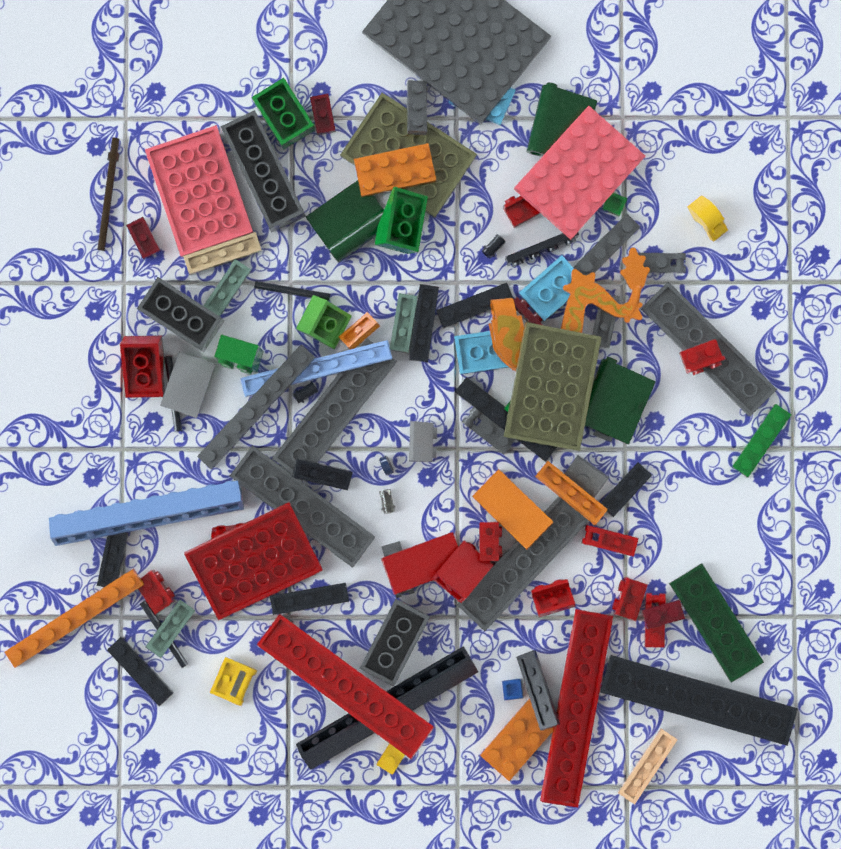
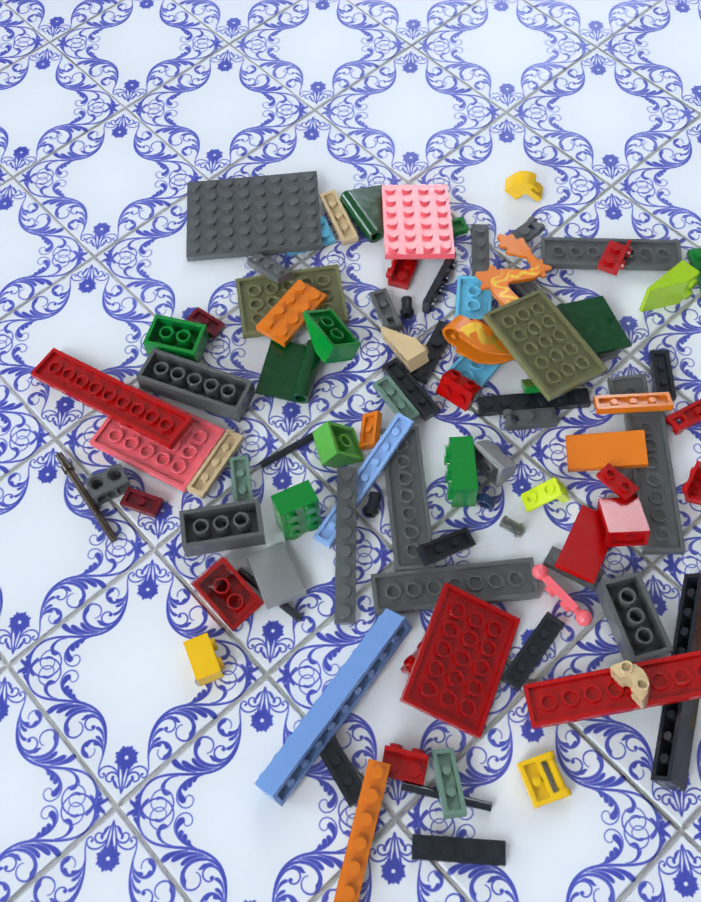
camera: 45 degrees left, 25 degrees down
(88, 402) = (204, 659): none -> yellow brick
(129, 204) = (110, 488): none -> dark grey brick
(189, 124) = (113, 398): none -> red plate
(341, 684) = (634, 677): none -> tan cylinder
(367, 583) = (583, 617): none -> coral plate
(387, 428) = (461, 471): none -> green brick
(434, 500) = (544, 493): none -> neon yellow bracket
(450, 294) = (407, 348): none -> tan slope
(457, 358) = (457, 389): none -> red bracket
(473, 233) = (385, 309): none -> dark grey plate
(524, 103) = (338, 217): none -> tan plate
(716, 428) = (671, 287): none -> lime slope

